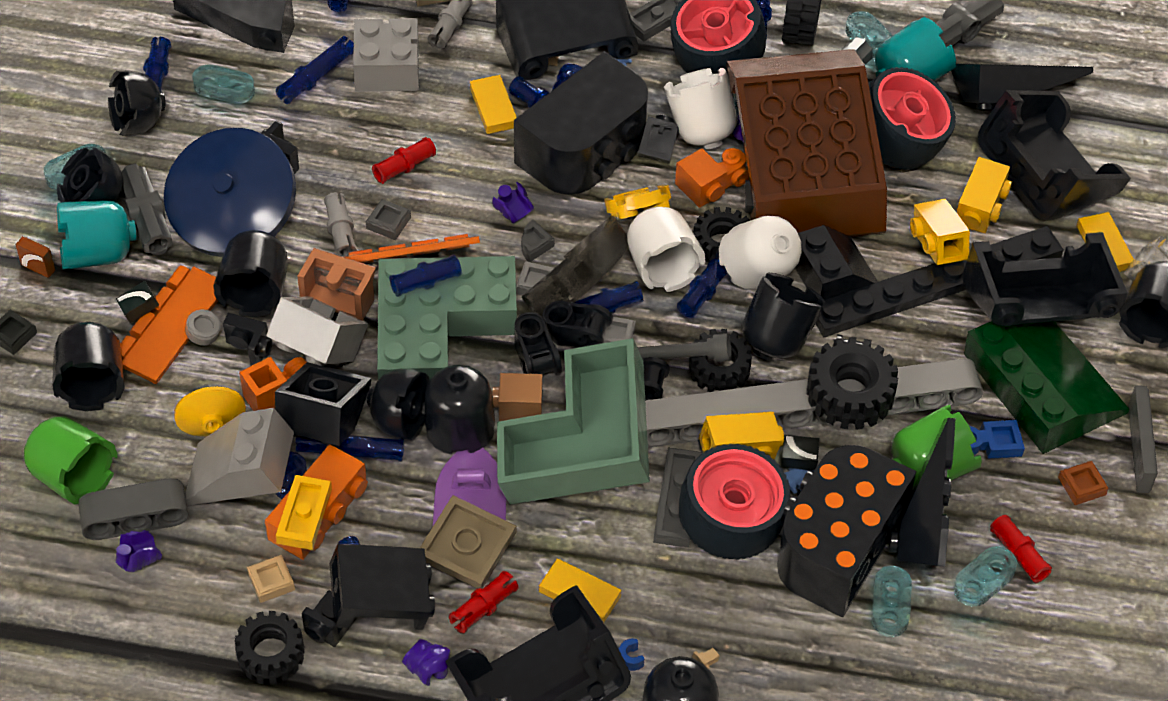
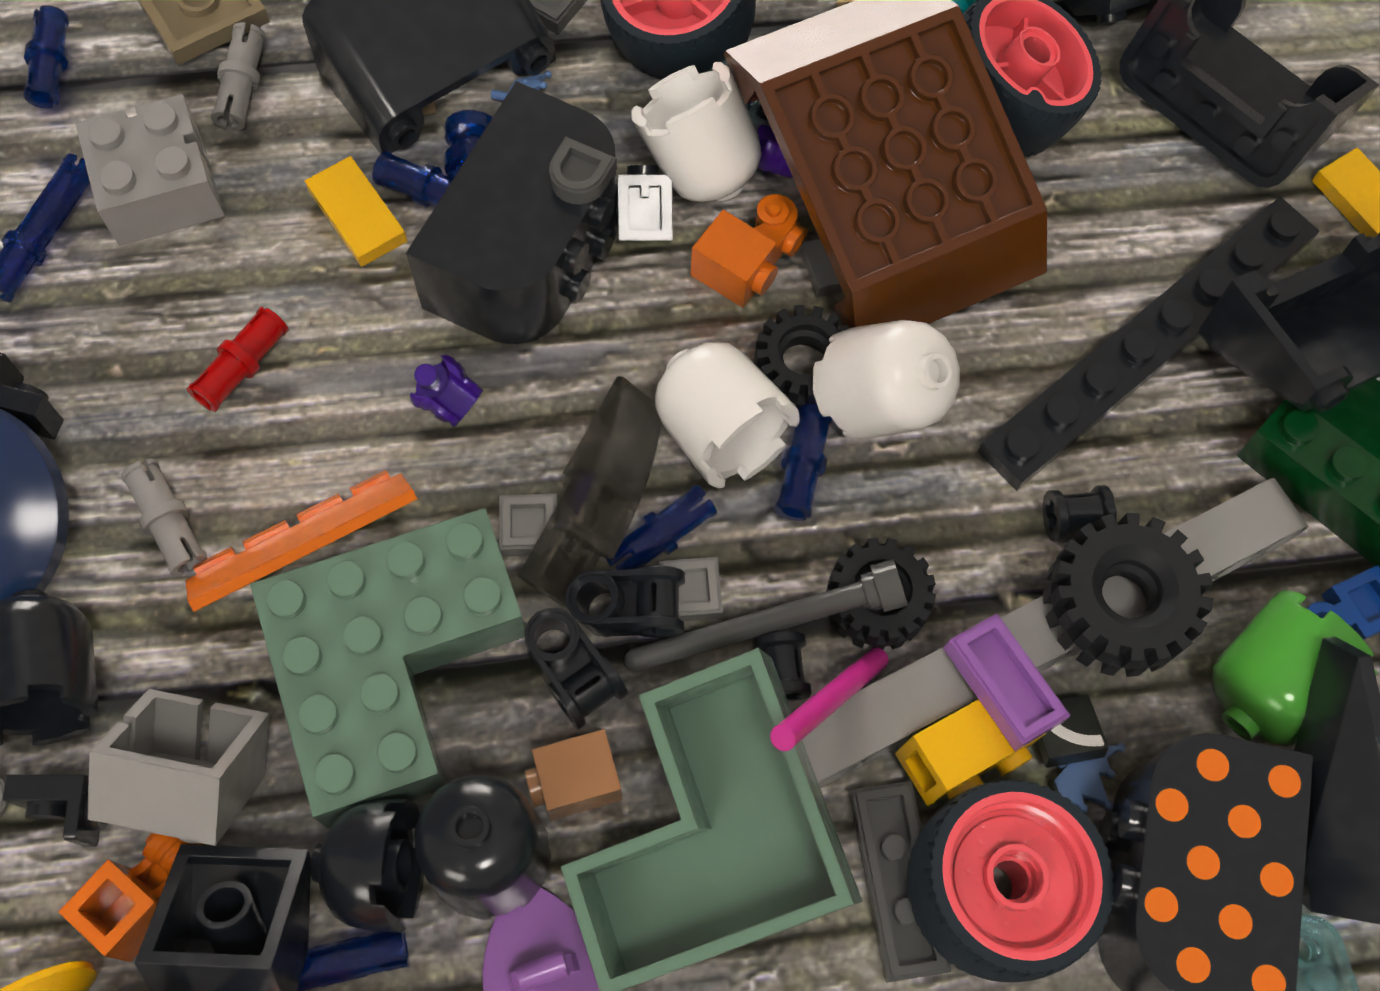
camera: 20 degrees left, 15 degrees up
(338, 282) = (189, 647): nougat window -> none
(388, 219) = (244, 478): dark grey tile -> none
(425, 275) = (344, 608): clear blue pin -> none
(535, 241) = (502, 448): dark grey tile -> none
(623, 103) = (580, 172): none -> dark grey tile
(627, 203) = (651, 333): yellow plate -> none
(663, 381) = (828, 700): none -> dark pink bar
(768, 408) = (1006, 682): none -> medium lavender tile
(780, 317) = (963, 493): black cylinder -> none
(831, 262) = (998, 362): black slope -> none
(940, 231) = (1141, 256): yellow brick -> none
(982, 194) = (1170, 170): yellow brick -> none

